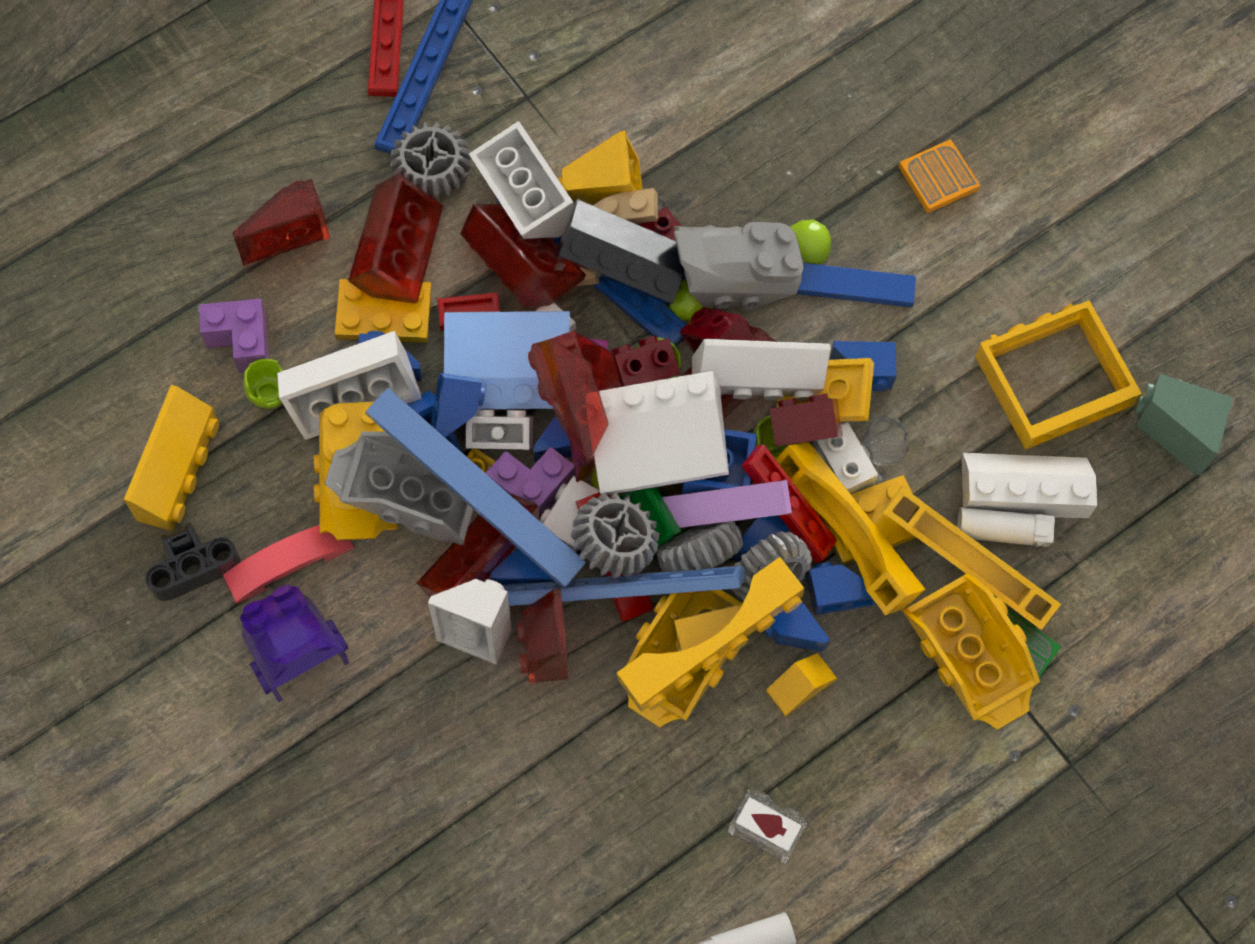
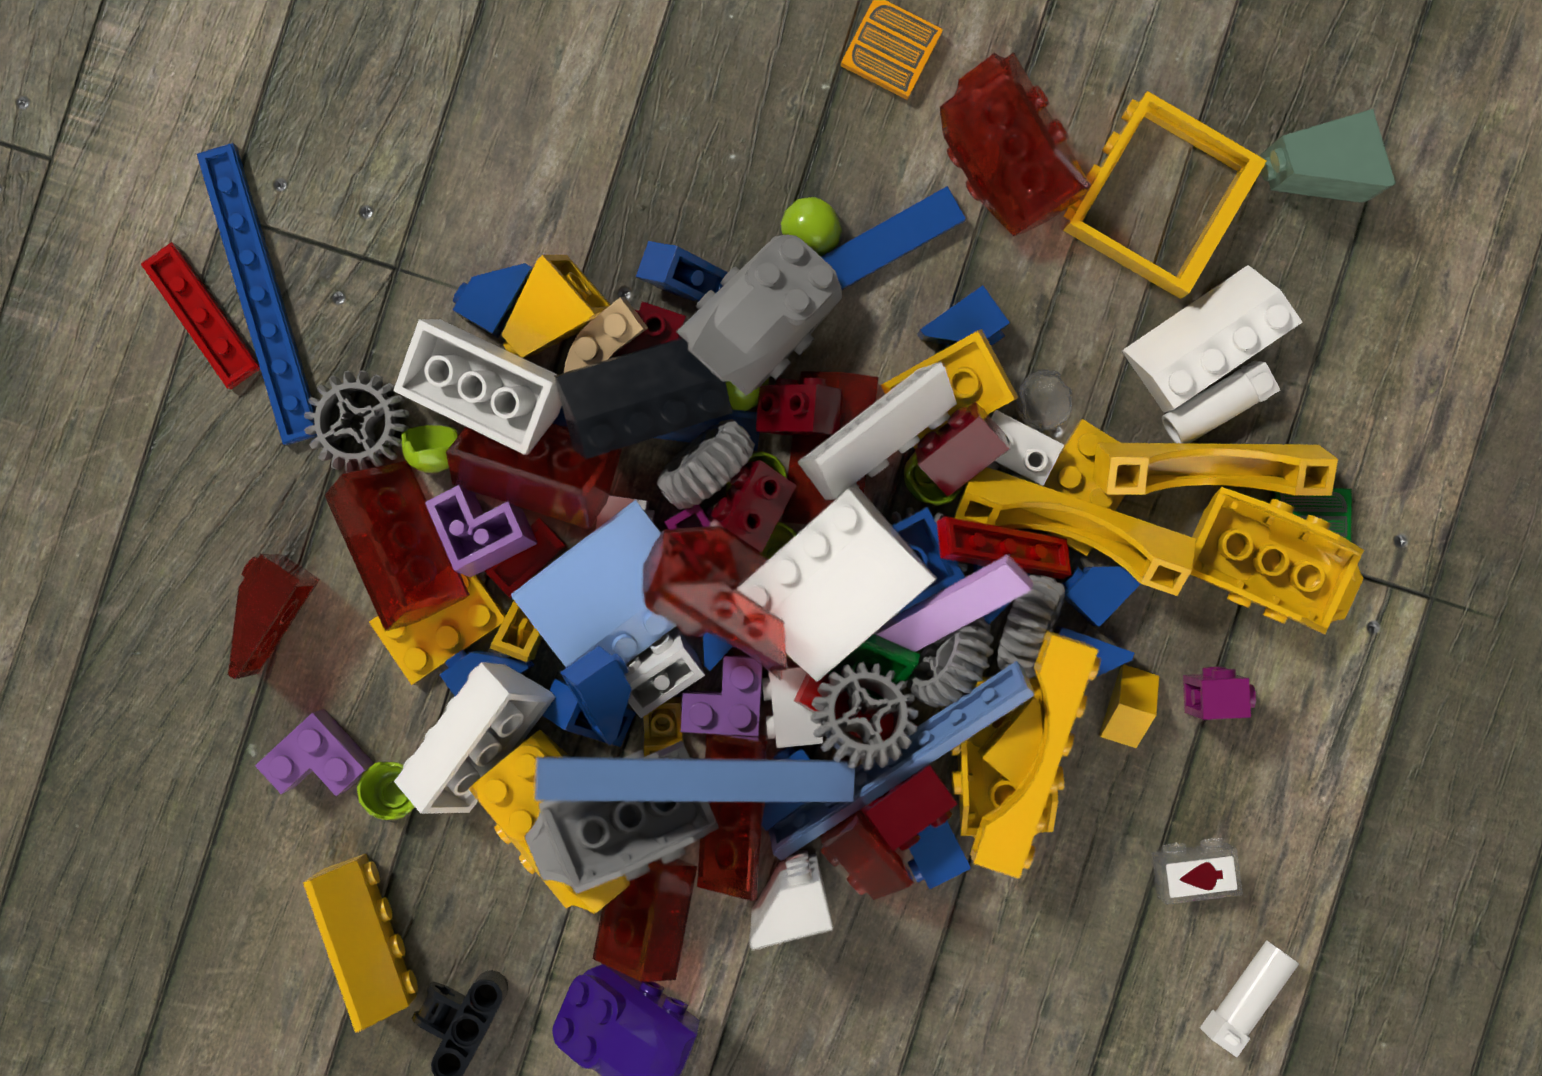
camera: 35 degrees left, 20 degrees up
(282, 559) = (544, 959): coral slope -> none
(368, 581) = (647, 923): none -> clear red slope
(427, 349) = (517, 636): none -> yellow slope
(452, 271) = (478, 538): none -> medium lavender brick
(459, 202) = (427, 446): none -> lime hair
(569, 143) = (491, 297): none -> blue slope
(595, 669) = (937, 856): none -> blue brick
(600, 618) = (910, 809): none -> dark red brick
(631, 322) = (706, 464): none -> light grey gear
(701, 205) = (679, 271): none -> blue slope
(869, 707) = (1218, 694): none -> magenta brick
(973, 277) = (1010, 146): none -> clear red slope

